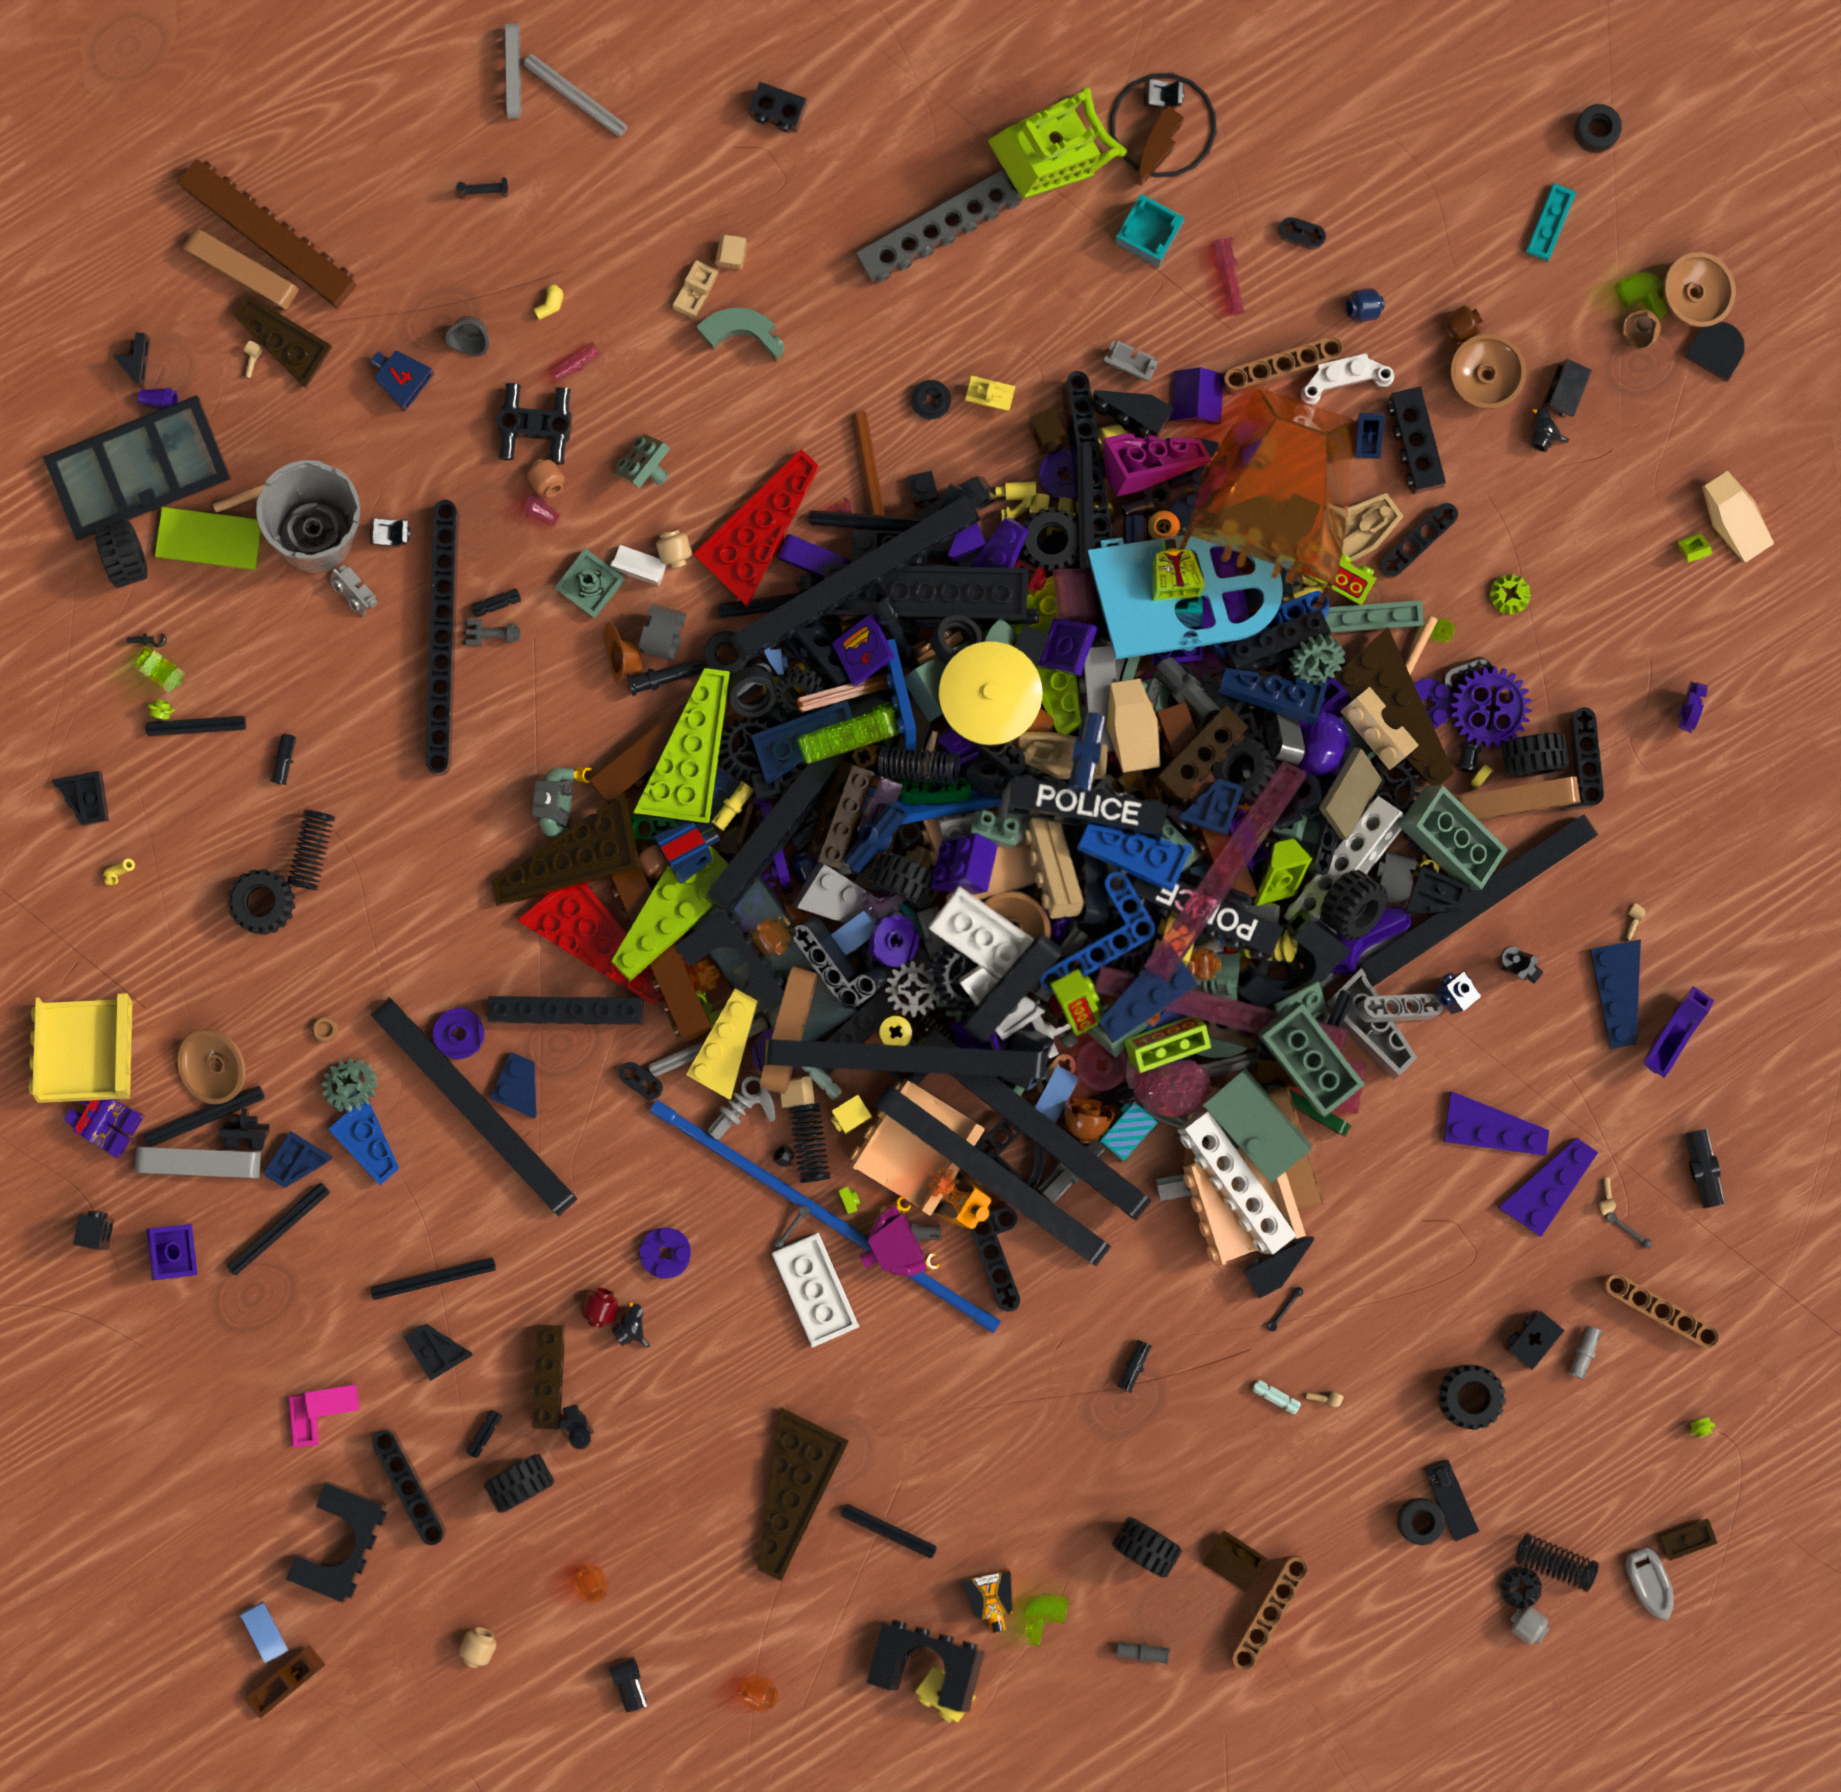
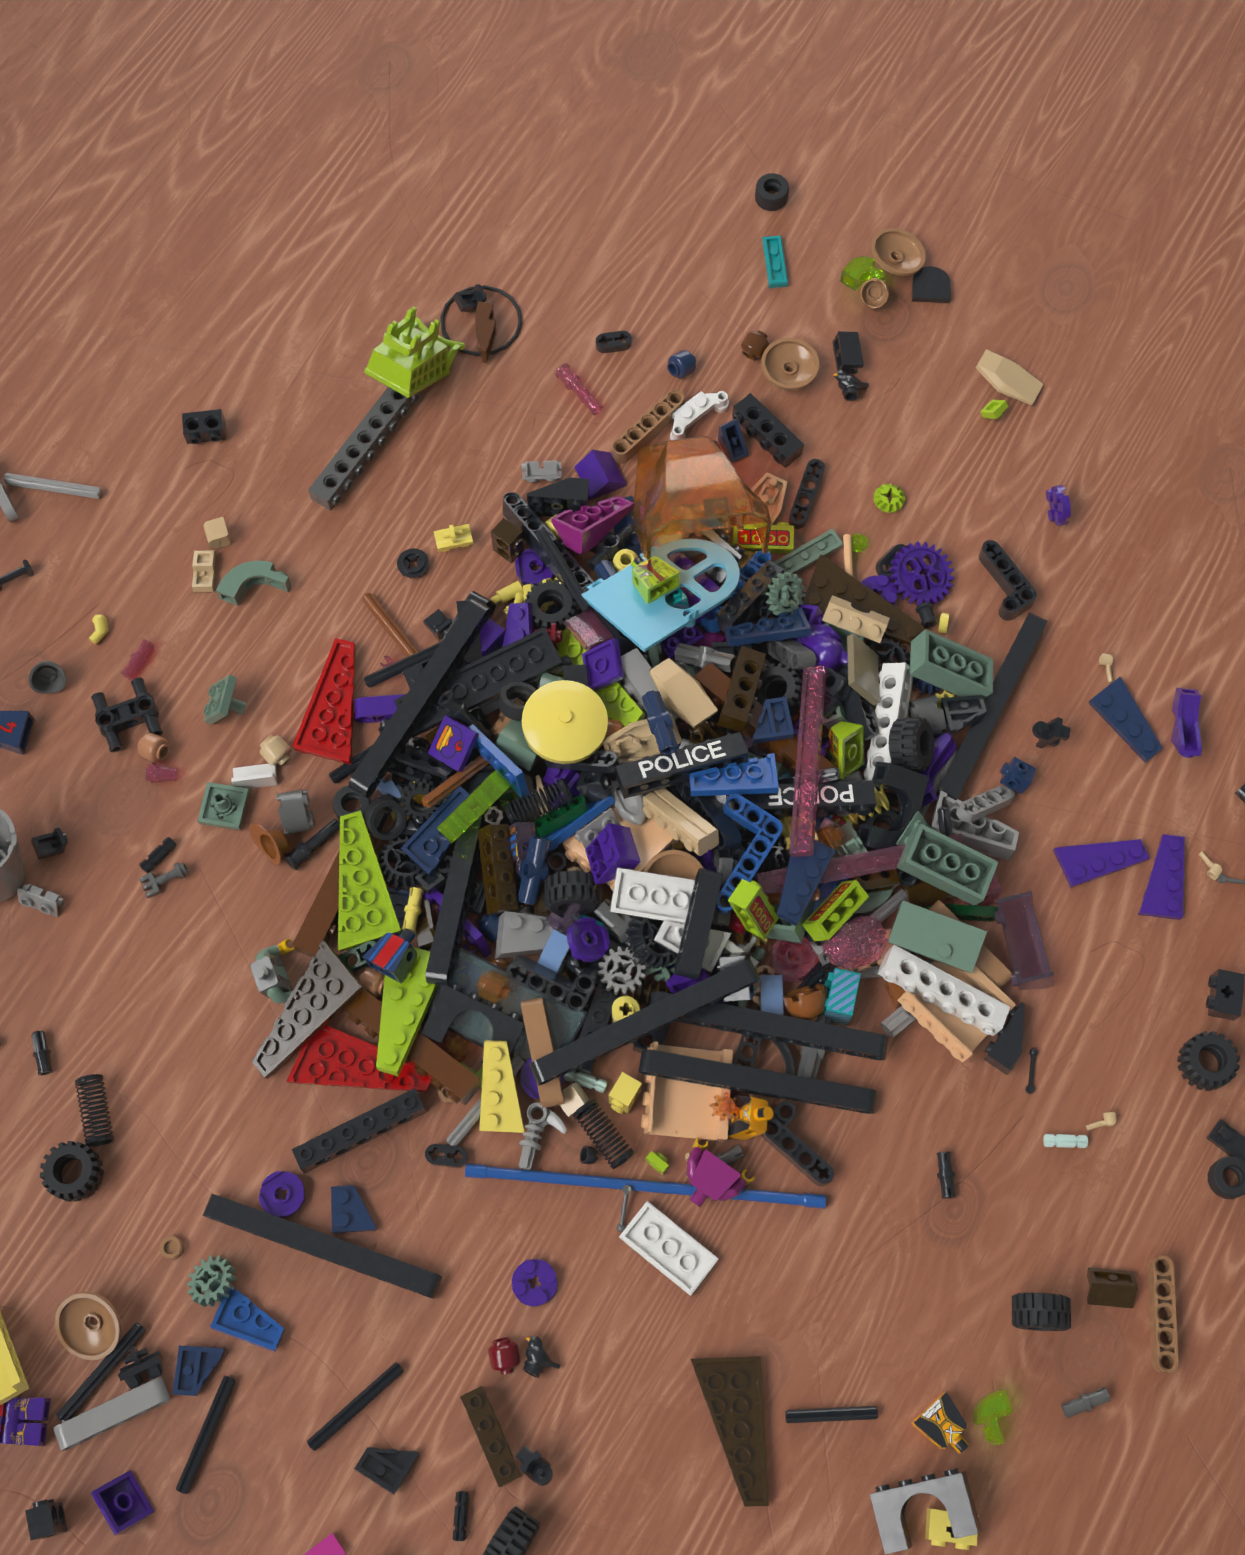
camera: 30 degrees left, 15 degrees down
(439, 625) = (131, 908): black beam -> none
(996, 829) = (624, 816): sand green hips -> none
(1149, 230) = (508, 385): teal container -> none
(1352, 1179) = (1024, 942): none -> windscreen
(1522, 798) = (986, 616): medium nougat beam -> none
(1535, 754) = (973, 586): black tyre -> none

